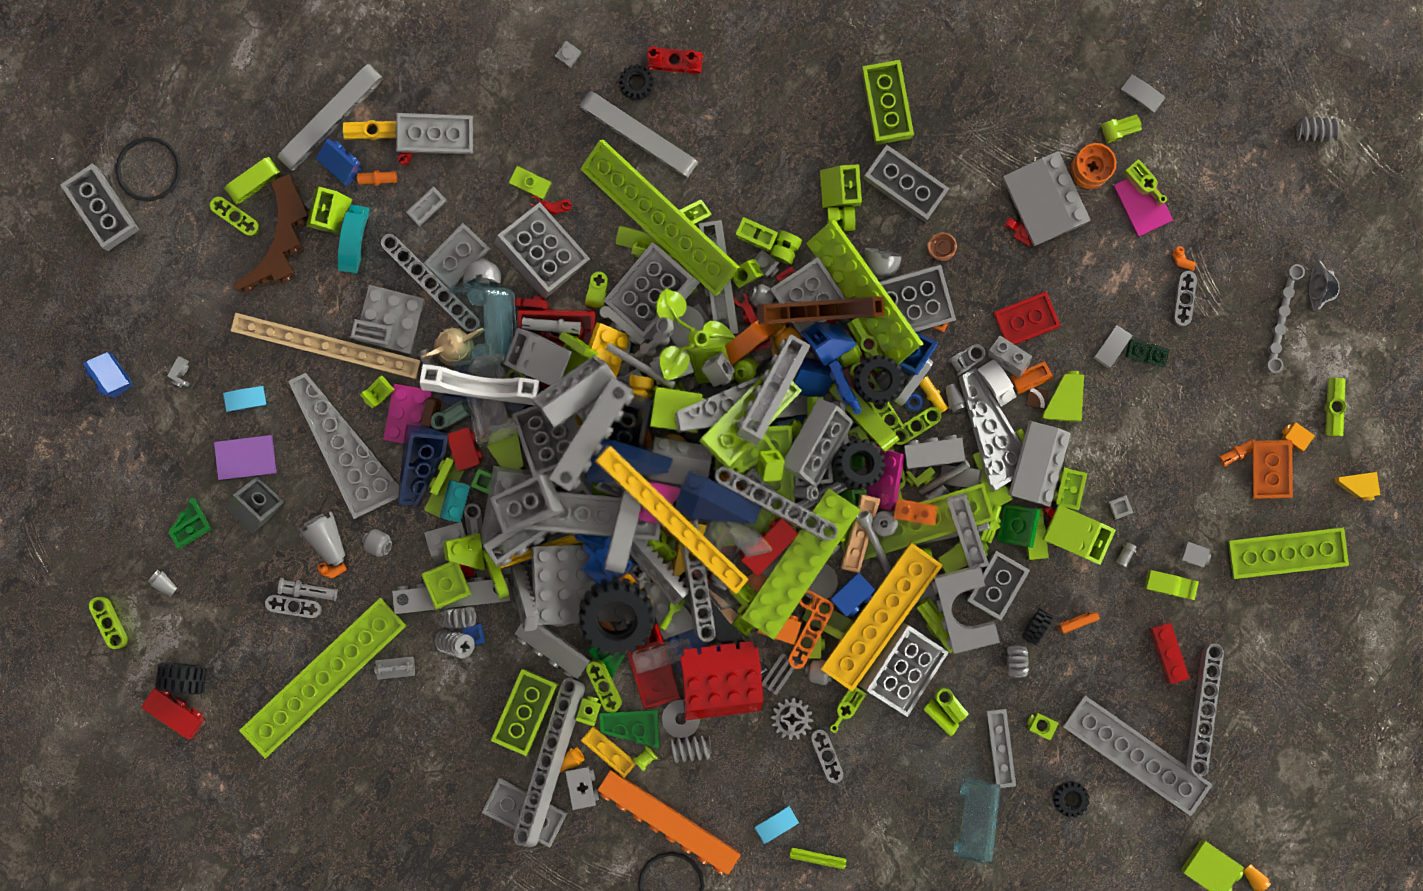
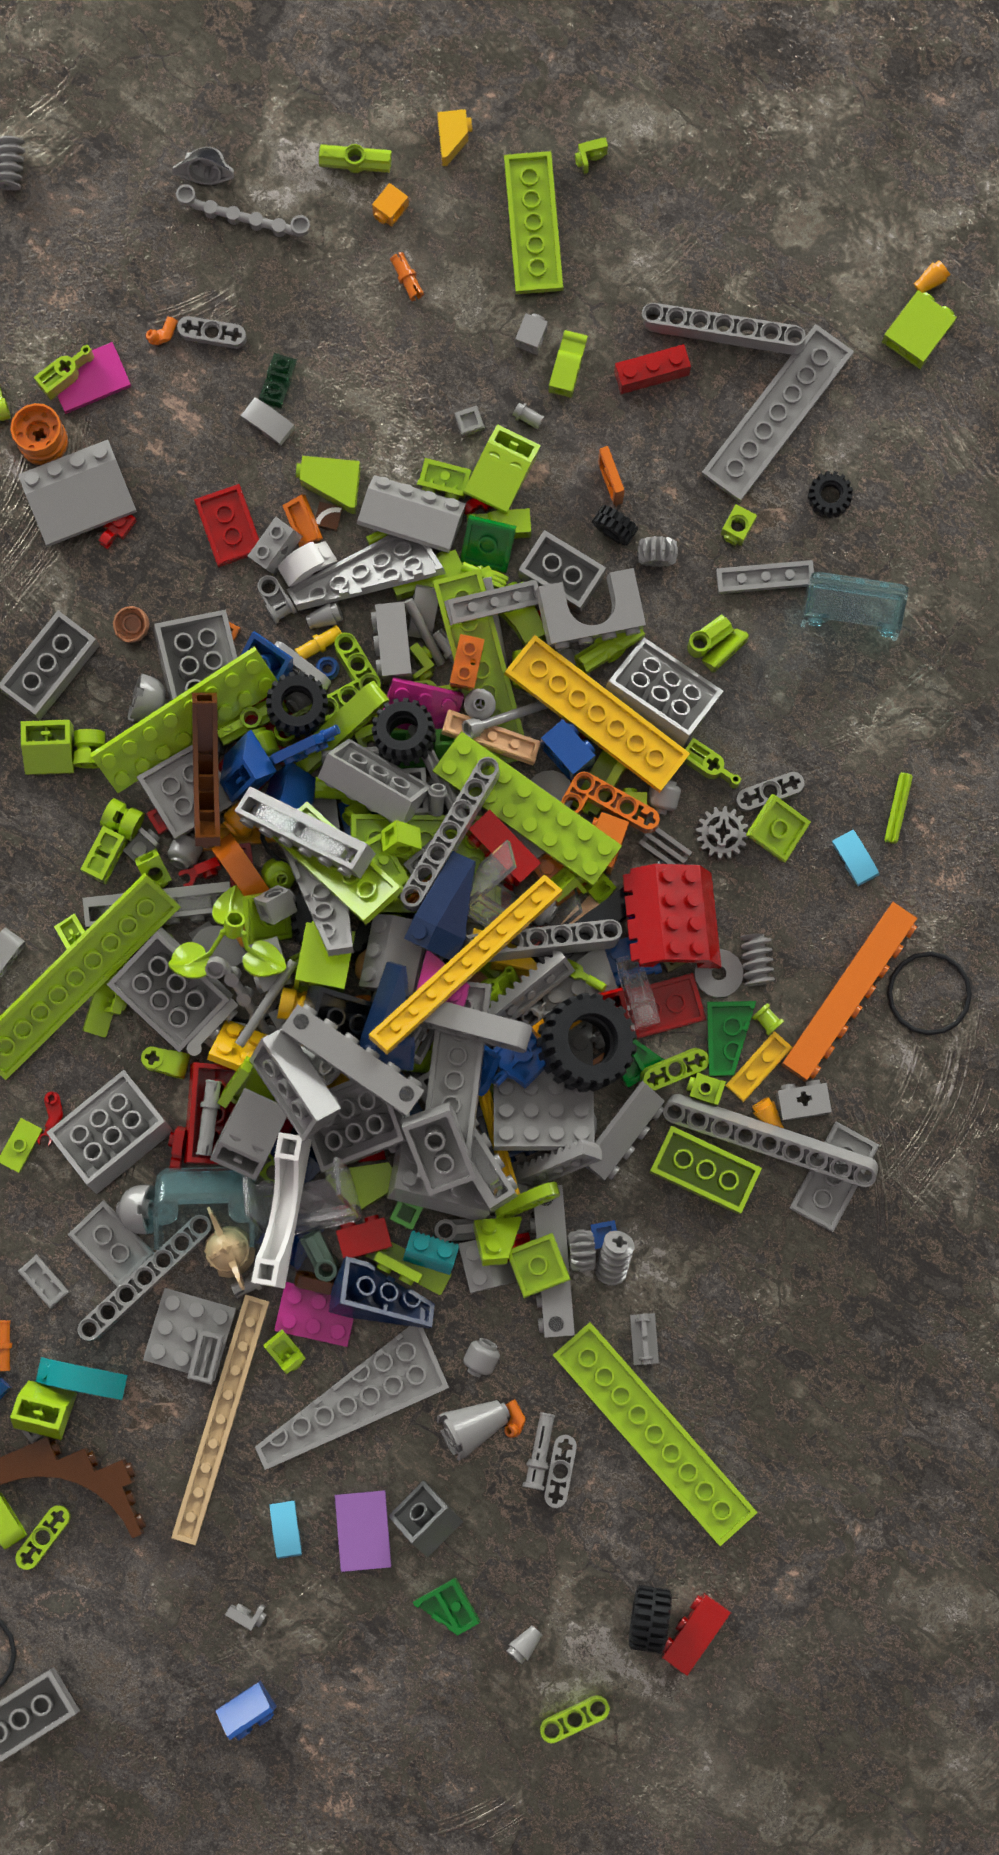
camera: 90 degrees left, 5 degrees down
(797, 763) = (778, 828): none -> lime tile
(1272, 469) = (429, 235): orange tile -> none
(1351, 601) = (590, 150): none -> lime bracket

